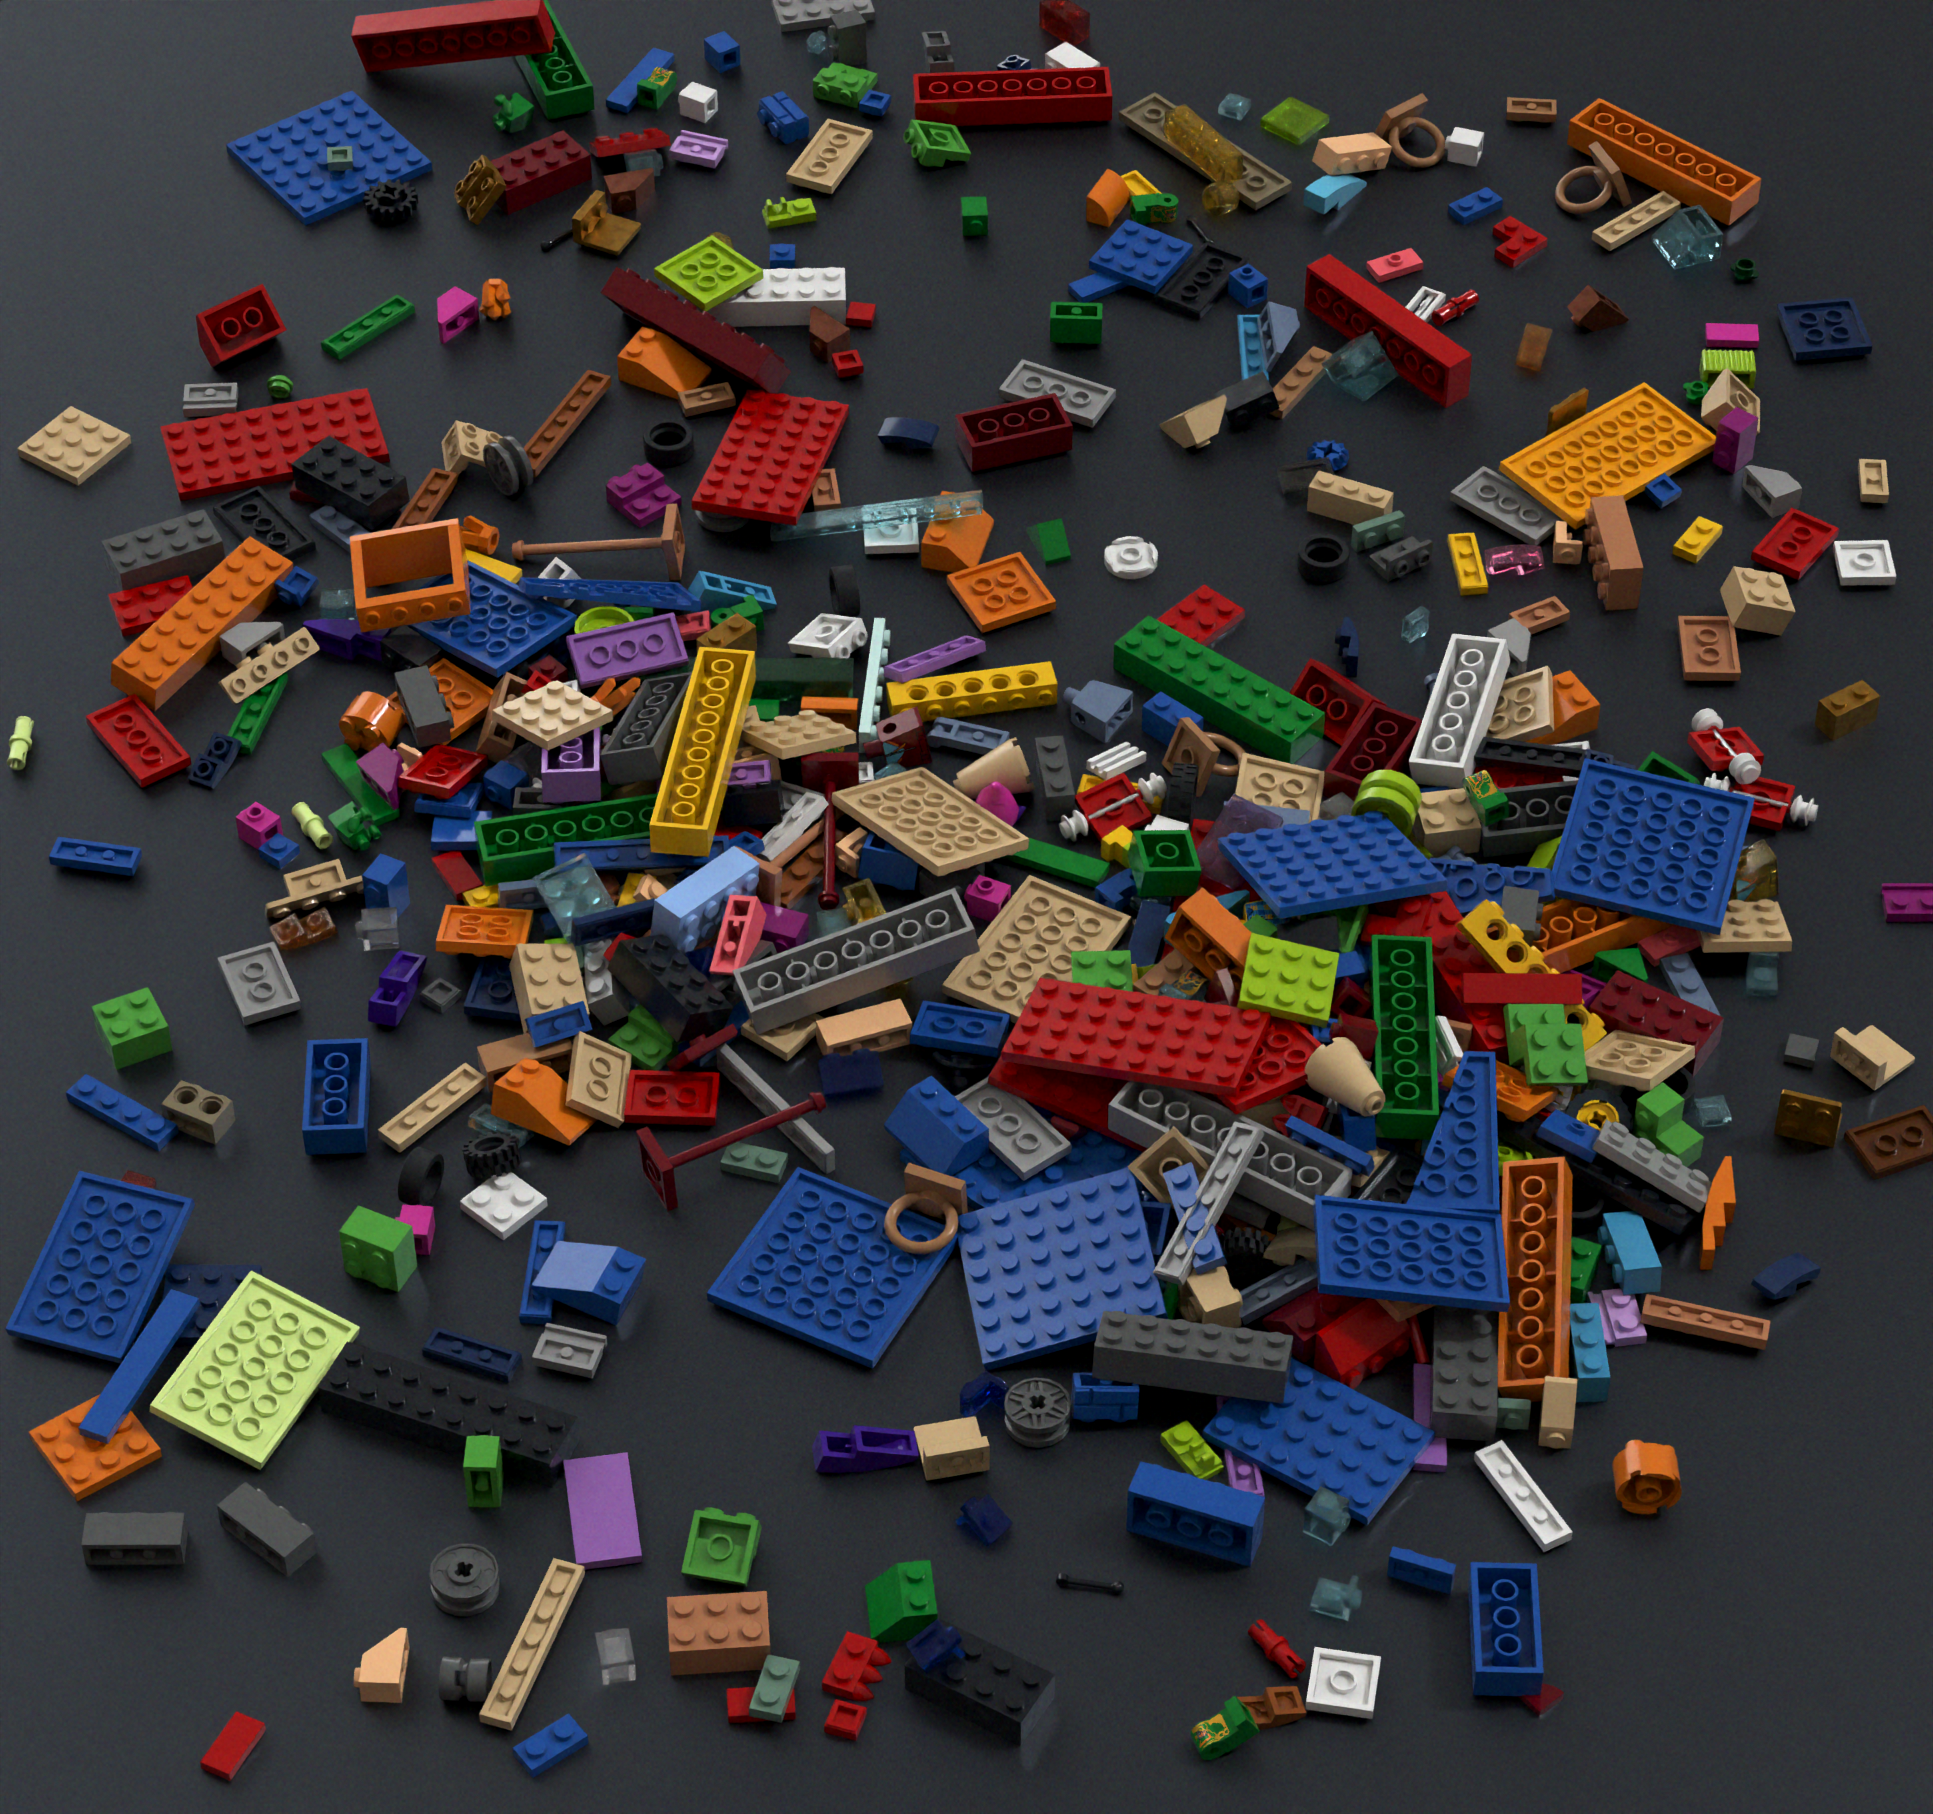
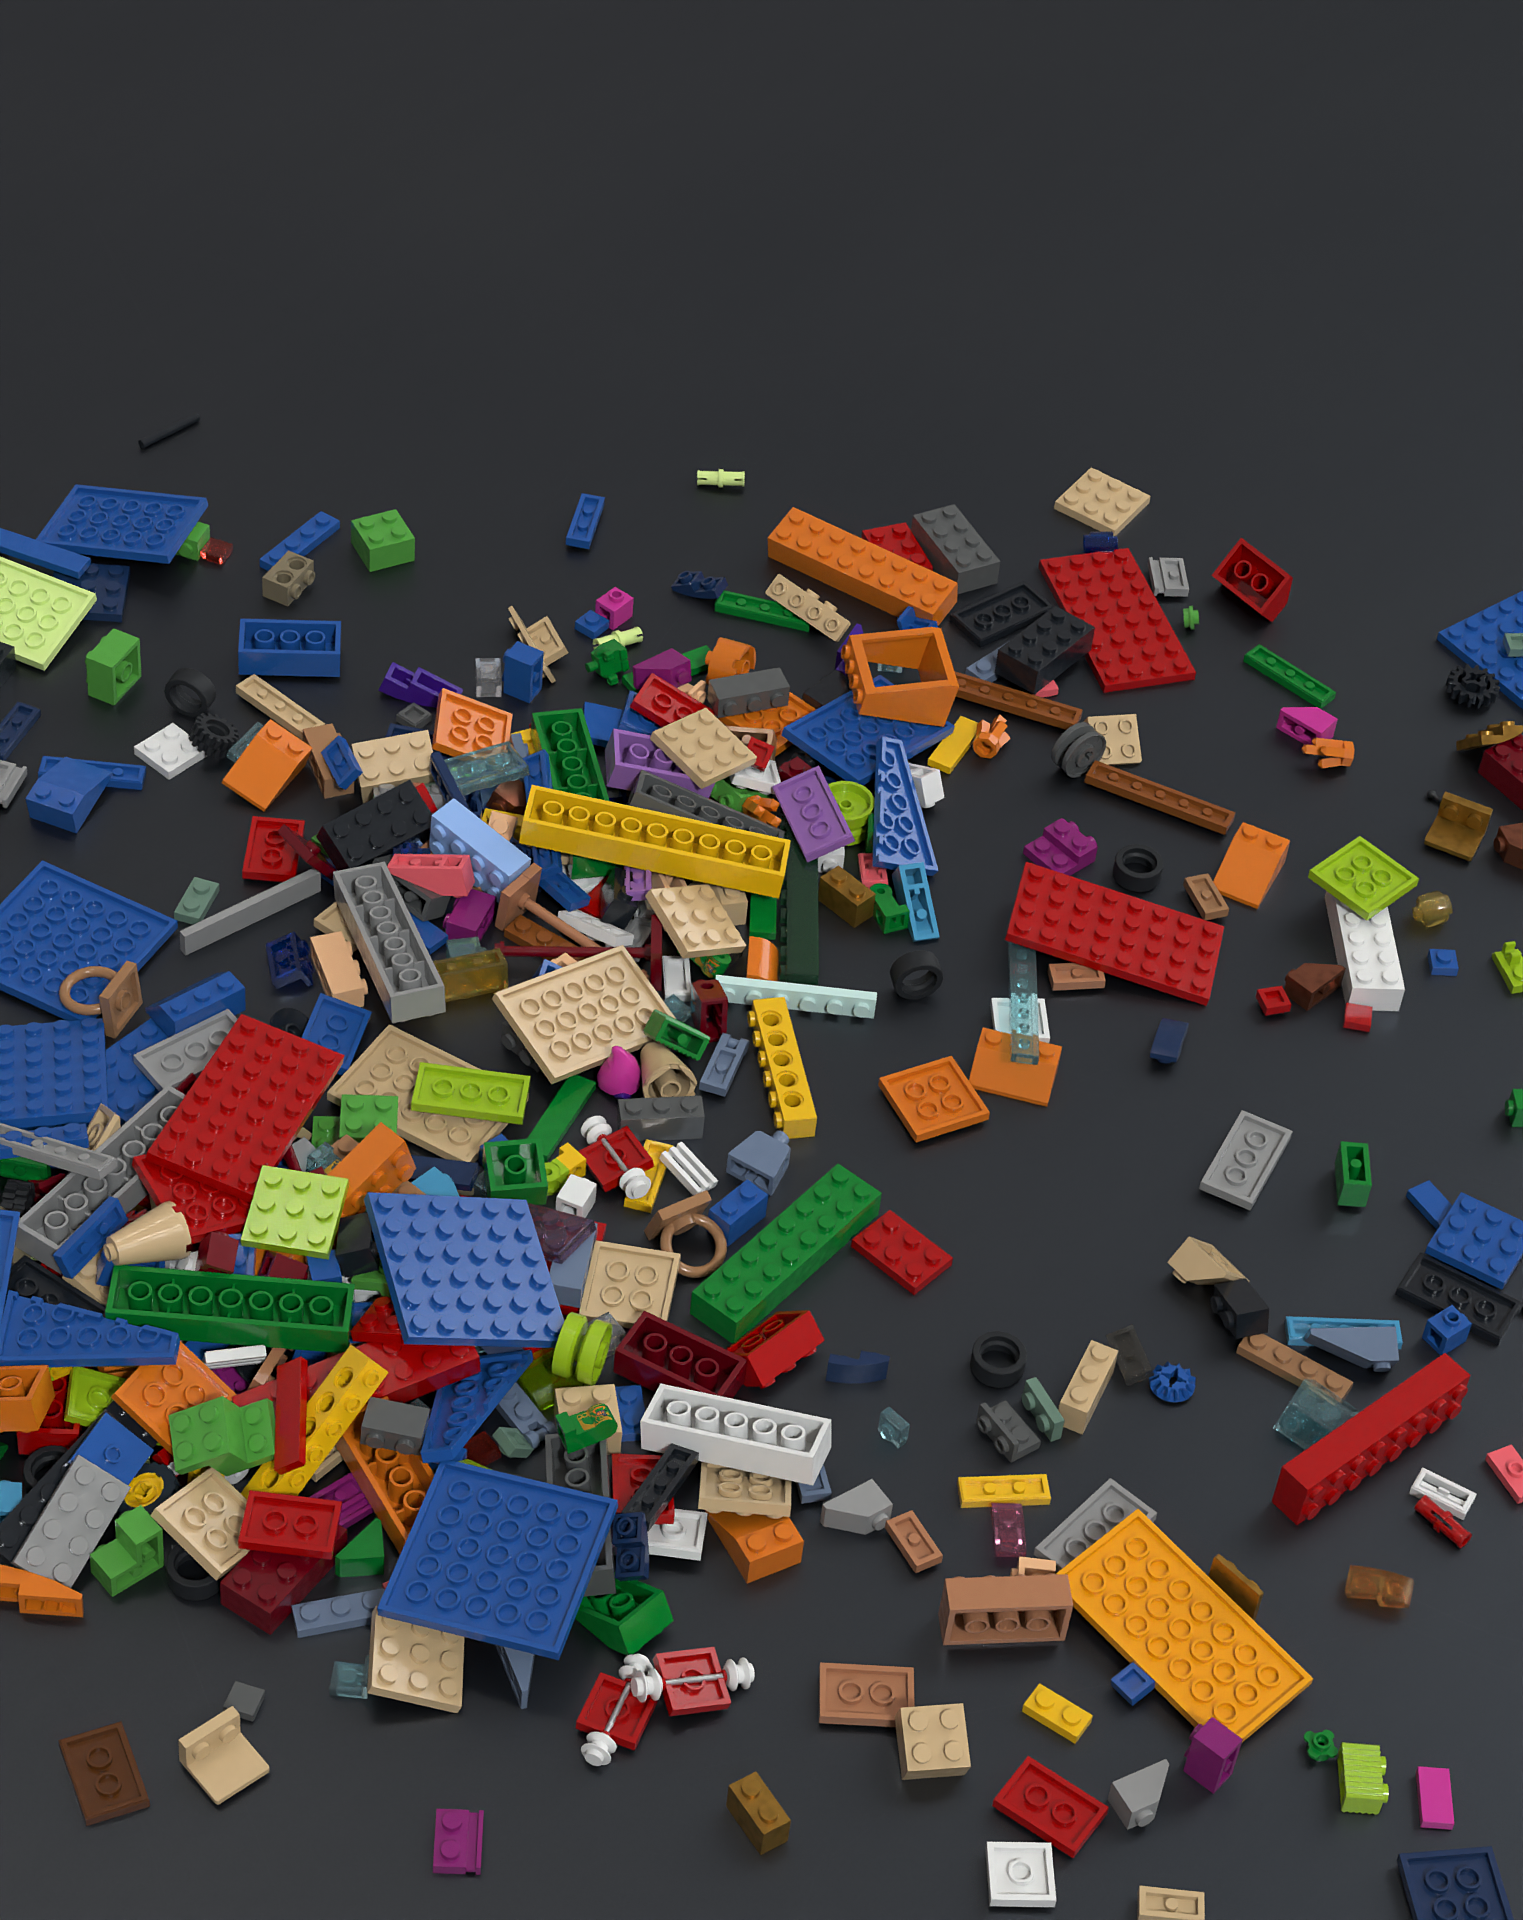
camera: 85 degrees right, 0 degrees up
(138, 740) = (722, 541): red plate -> none
(153, 446) = (1100, 542): none -> clear blue brick
(248, 638) = (844, 597): light grey slope -> none
(259, 983) = (432, 611): light grey plate -> none
(297, 933) = (494, 636): clear orange slope -> none
(423, 1225) = (143, 696): dark pink brick -> none
(598, 1079) = (292, 796): tan plate -> none
(660, 1169) = (183, 827): dark red tile -> none
(671, 542) = (978, 854): nougat tile -> none
(696, 330) = (1280, 881): dark red brick -> none
(830, 637) = (855, 967): white plate -> none
(934, 658) = (826, 1038): medium lavender tile -> none
(950, 759) = (676, 1035): none -> green brick
(986, 897) = (501, 1058): dark pink brick -> none
(1013, 432) = (1169, 1114): dark red brick -> none
(1045, 909) = (470, 1093): none -> lime plate
(1050, 541) = (1016, 1140): green slope -> none
(1131, 558) = (997, 1207): white tile -> none
(1183, 792) = (624, 1188): black tyre -> none
(1595, 310) = (1452, 1657): copper slope -> none
(1634, 996) = (290, 1524): none -> red plate
(1712, 1111) = (167, 1610): clear light blue tile -> none
(1726, 395) = (1290, 1773): tan slope -> none
(1756, 874) = (491, 1662): clear yellow torso -> none
(1808, 1118) = (134, 1684): pearl gold bracket -> none

